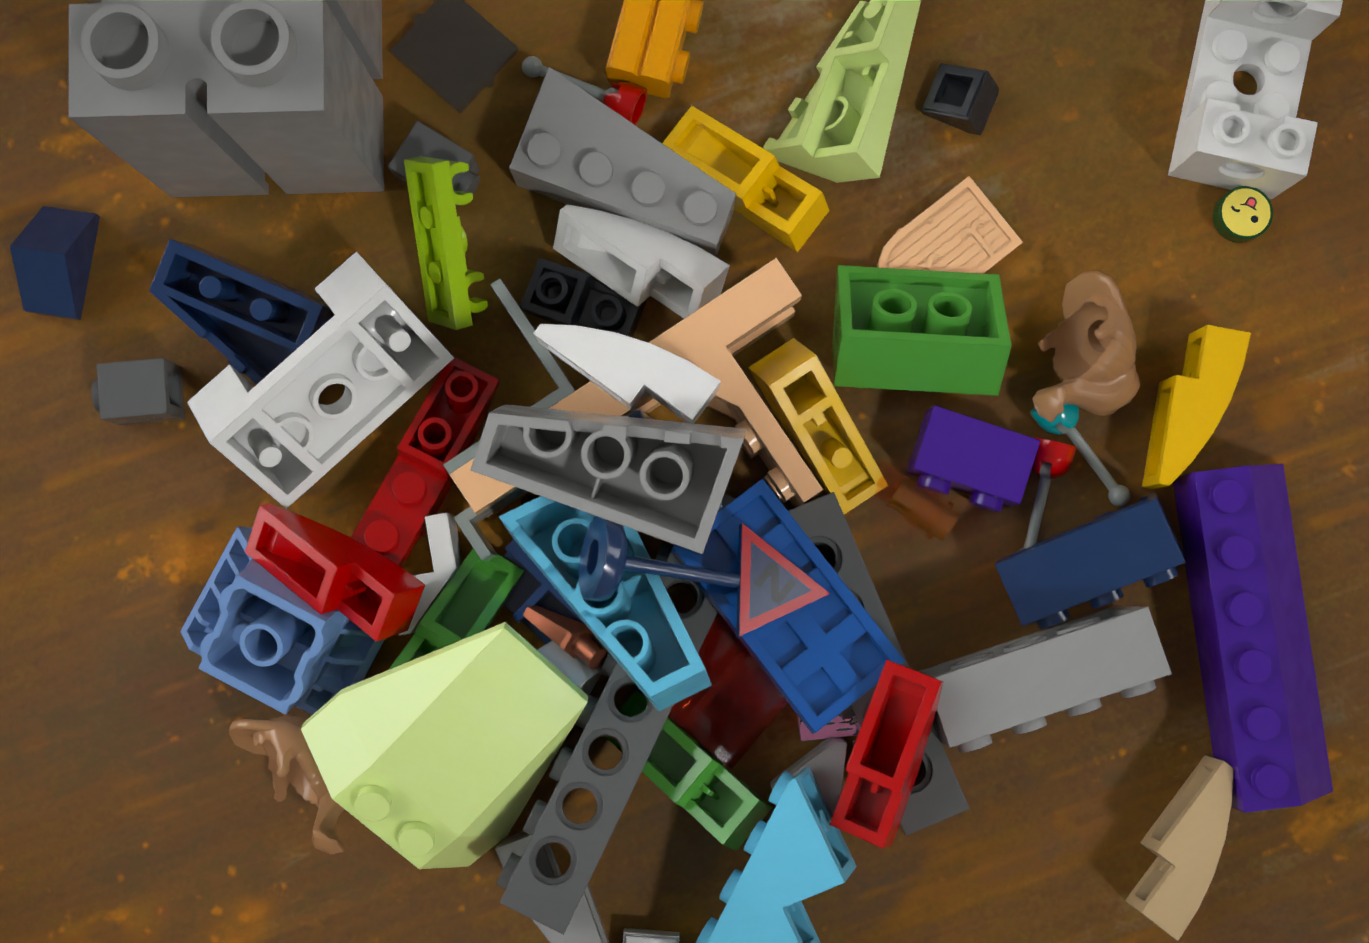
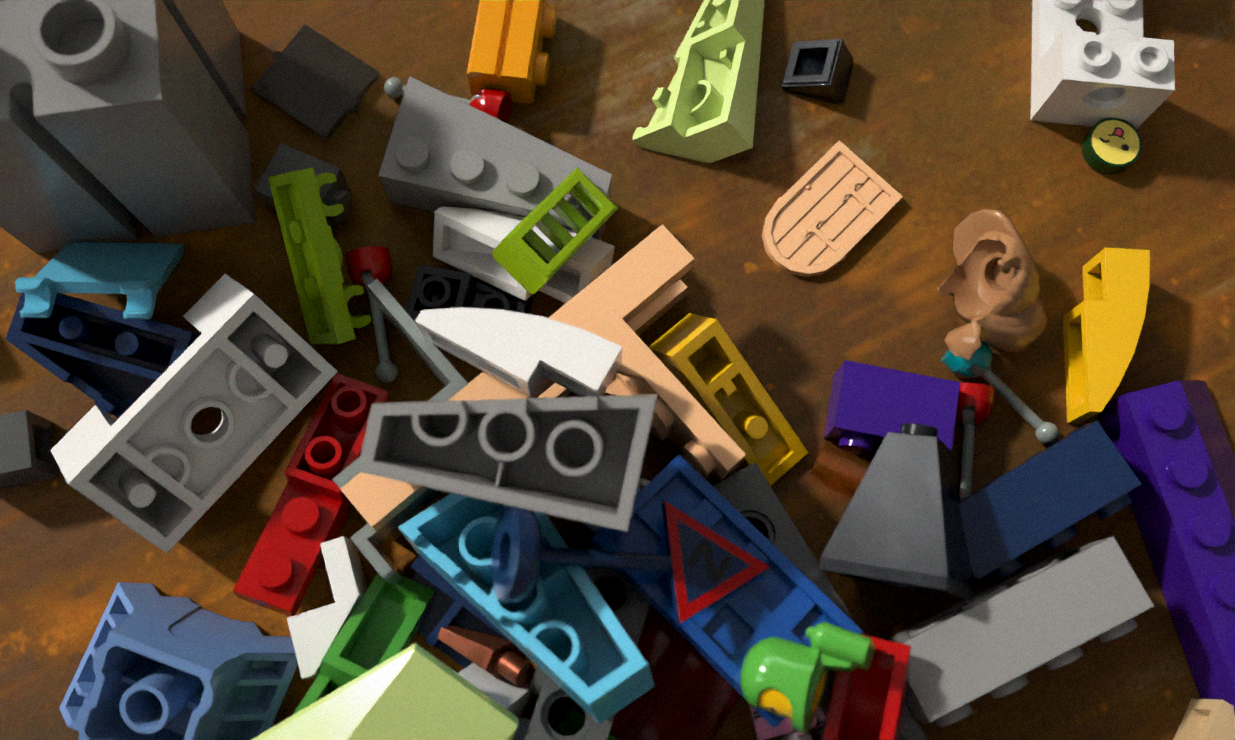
camera: 10 degrees left, 10 degrees down
(242, 230) = (104, 269): none -> medium azure flag
(334, 572) = (224, 615): red slope -> none
(493, 257) = (363, 268): none -> hinge
(655, 278) = (529, 256): none -> lime slope
(763, 189) = (642, 177): yellow slope -> none
(833, 693) = (792, 676): none -> bright green piece
(919, 330) = (817, 292): bright green slope -> none
(963, 565) = (905, 520): none -> black slope

